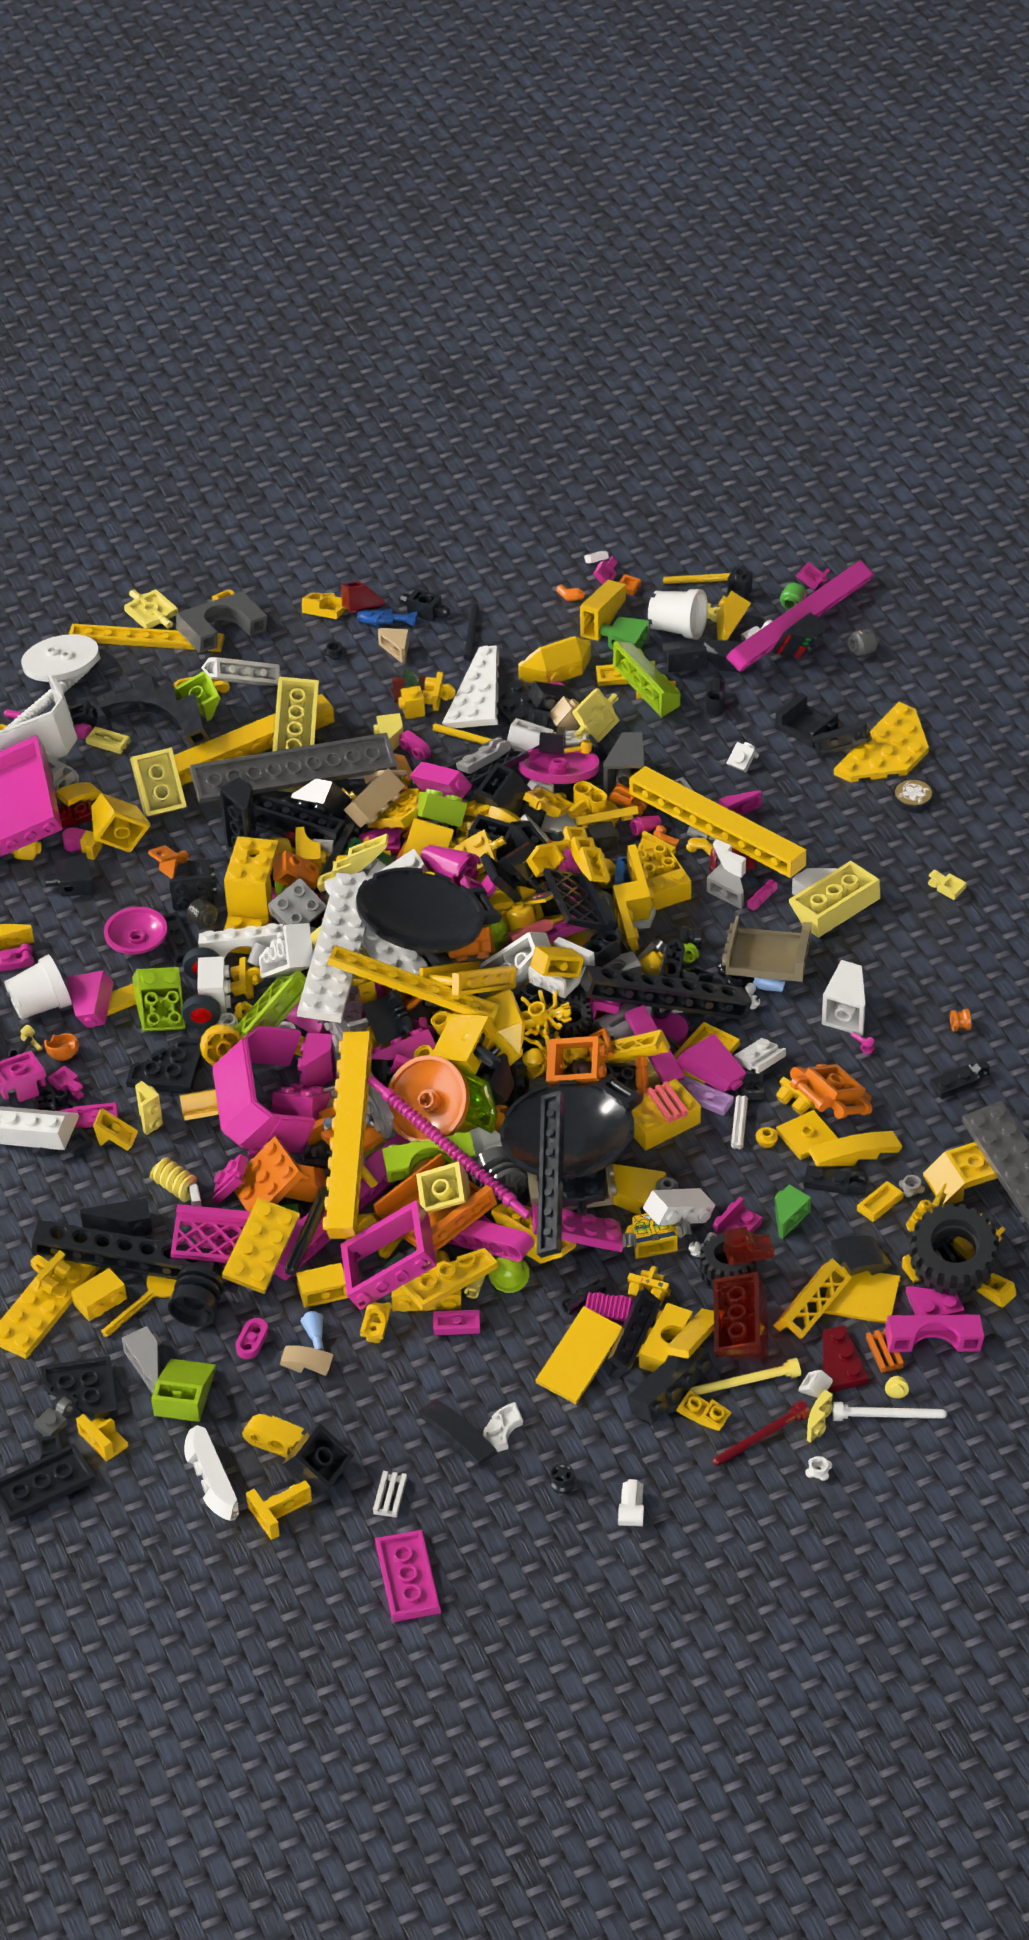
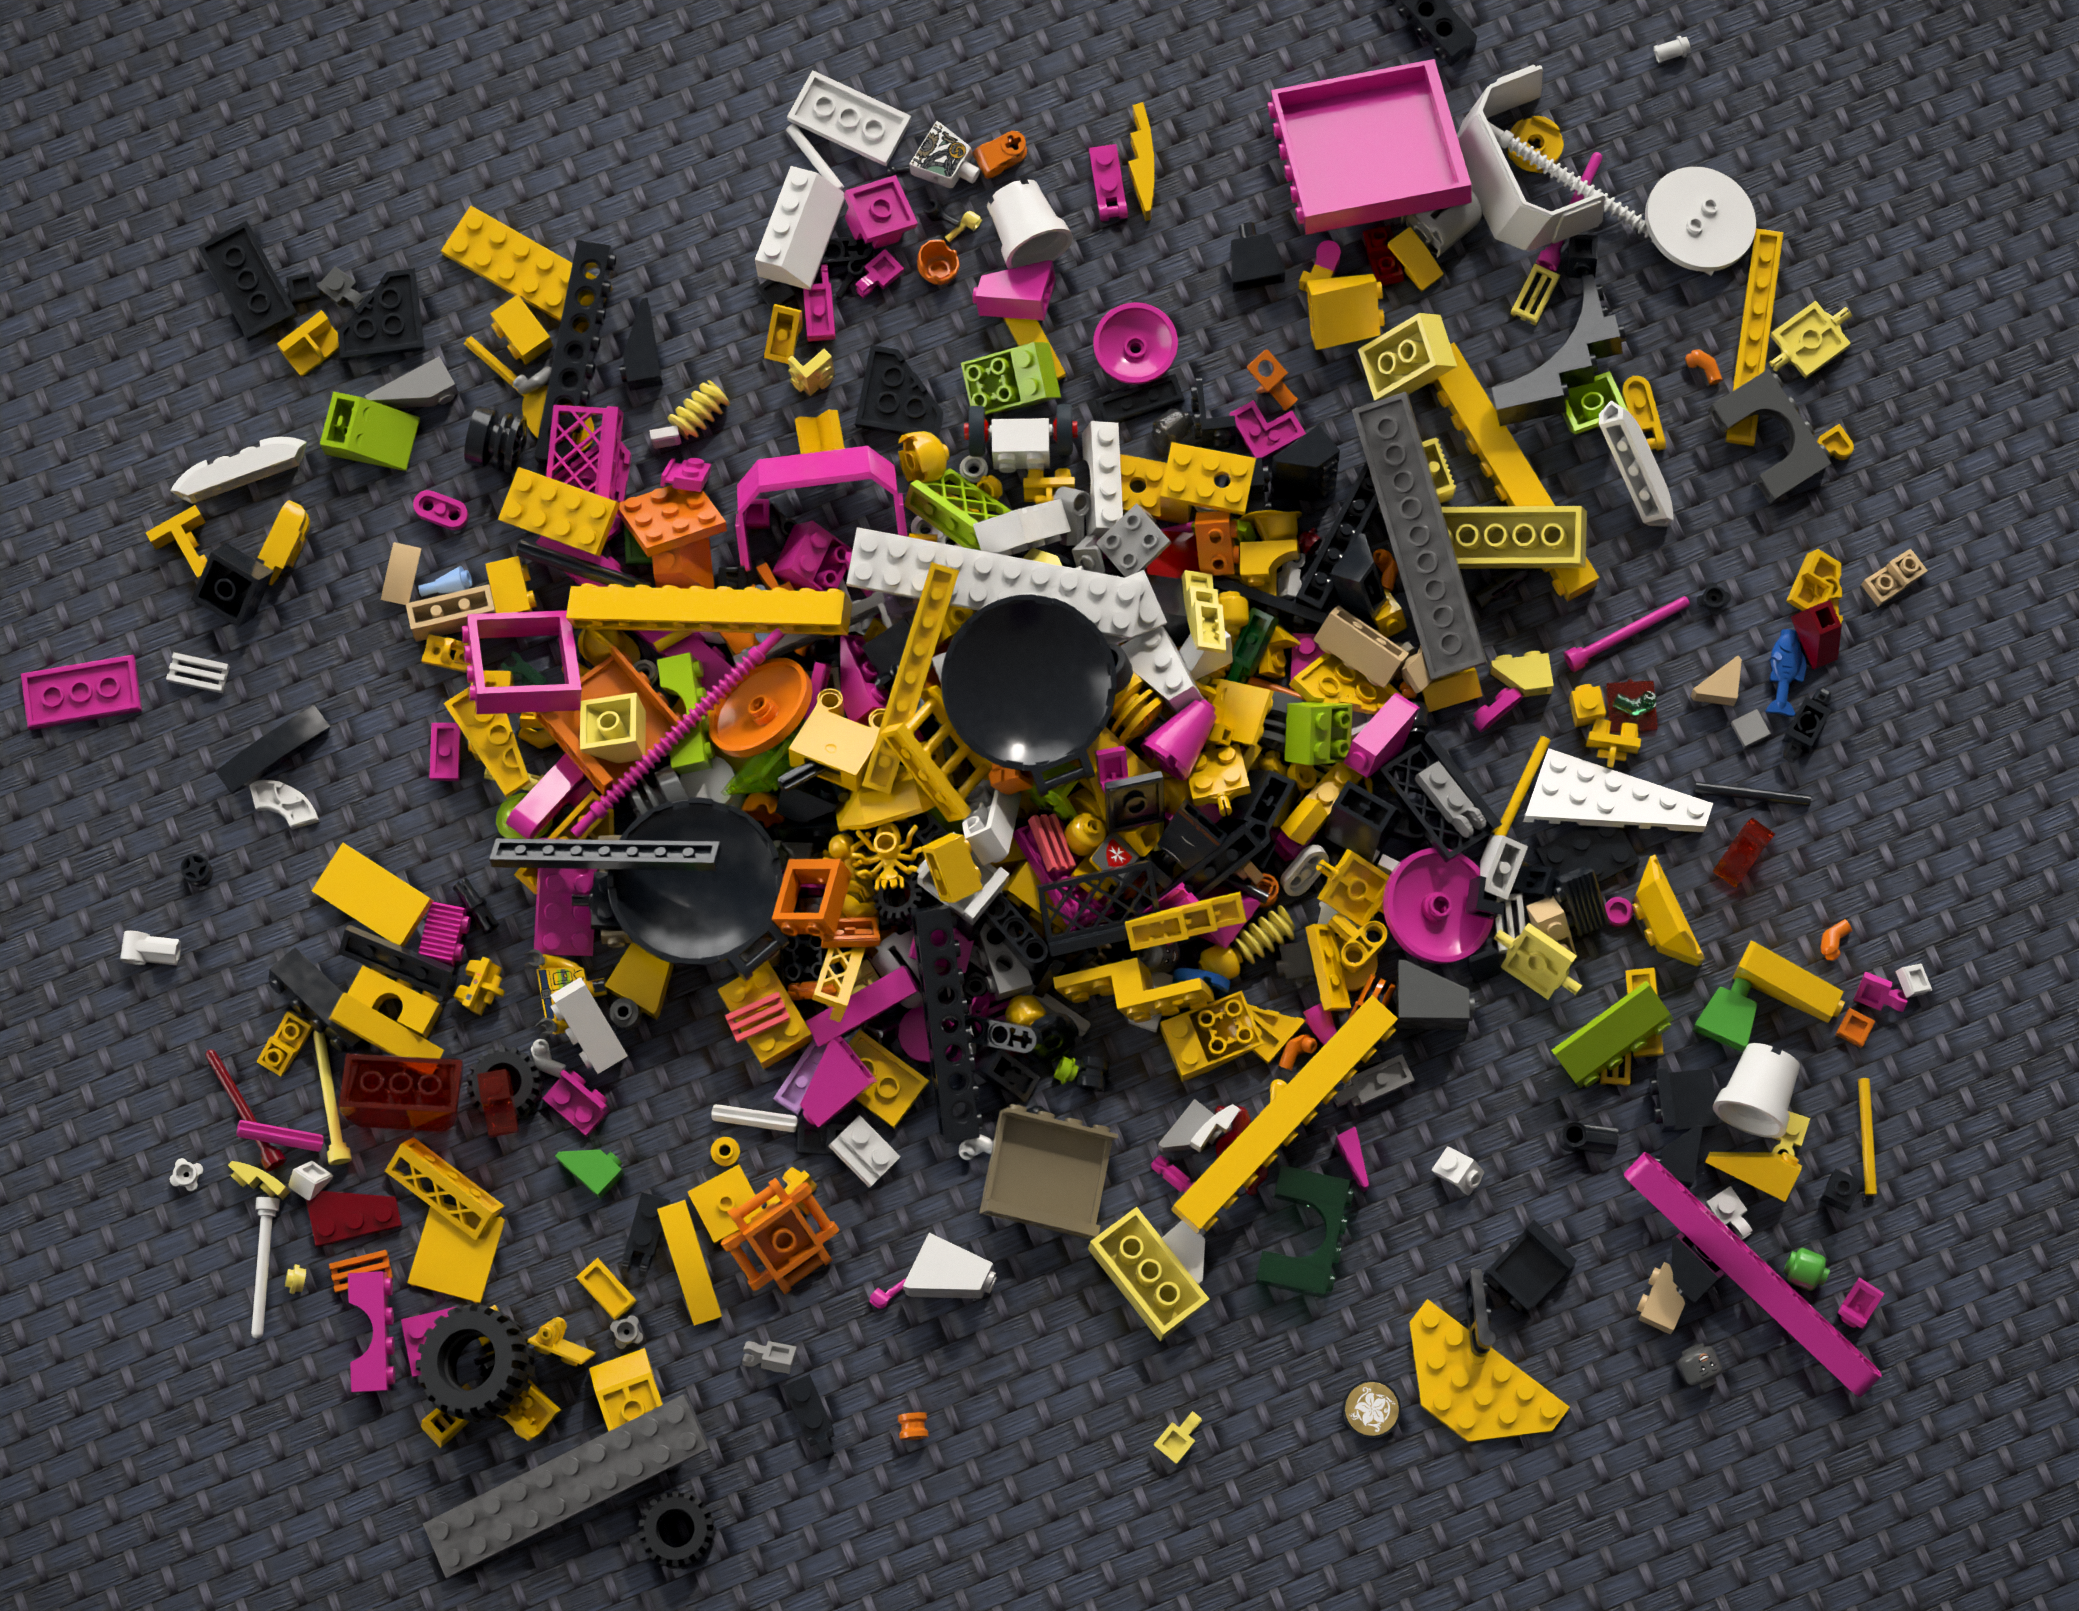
camera: 95 degrees right, 30 degrees up
(46, 1269) = (535, 261): yellow hips -> none
(146, 1284) = (537, 381): none -> light grey arm
(162, 659) = (1706, 362): none -> orange arm
(204, 853) = (1263, 438): none -> dark pink plate
(319, 571) = (1894, 577): none -> tan slope
(342, 1318) = (448, 612): none -> tan brick
(374, 708) = (1579, 656): none -> dark pink piece
(425, 633) = (1750, 728): none -> light grey tile
(513, 628) = (1743, 852): none -> clear red arch
(548, 856) = (1188, 871): yellow panel -> none
(585, 747) = (1472, 937): yellow hand -> none
(782, 1403) = (279, 1135): none -> dark pink axle
(819, 819) = (1328, 1198): none -> clear green arch
(821, 660) = (1664, 1303): none -> tan slope
(860, 1254) = (510, 1254): black slope -> none
(918, 1098) = (773, 1356): none -> light grey plate

